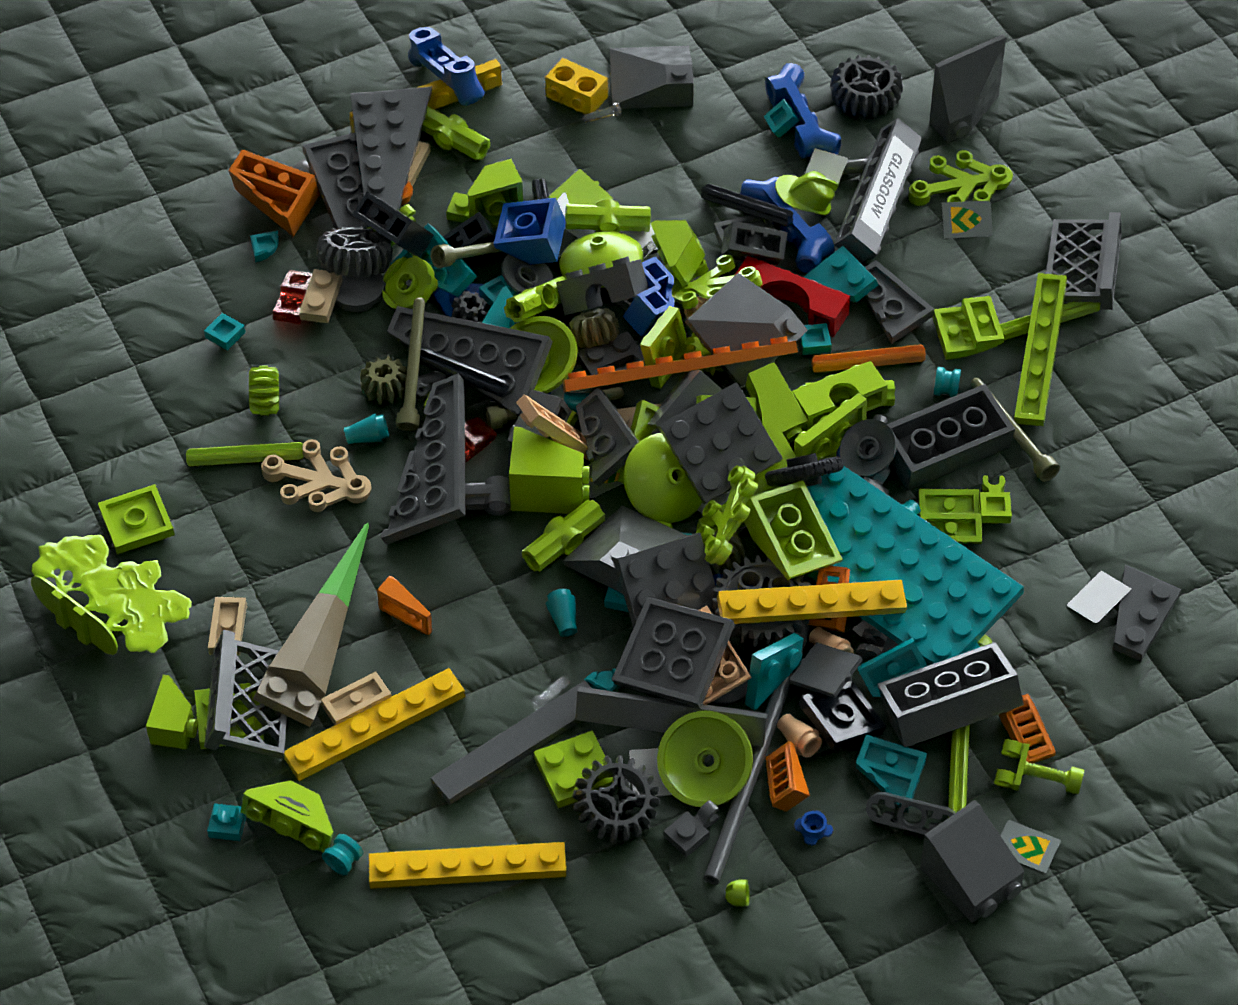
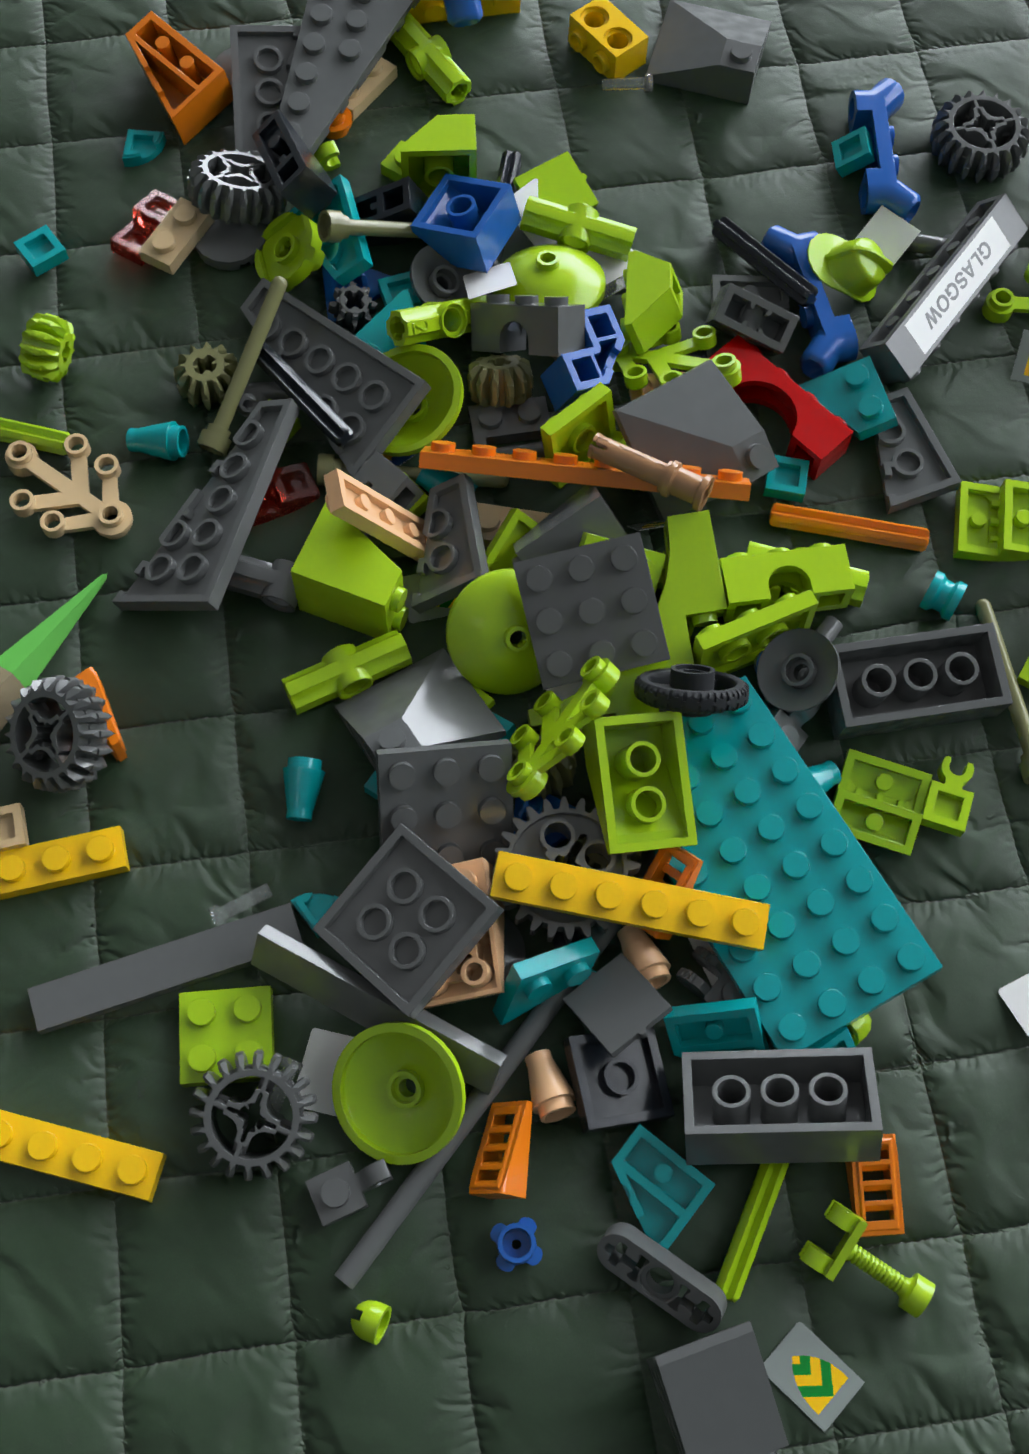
camera: 15 degrees right, 15 degrees up
(372, 637) = (47, 733): none -> dark grey gear
(563, 265) = (483, 283): none -> white sticker
(739, 349) = (668, 477): none -> medium nougat pin

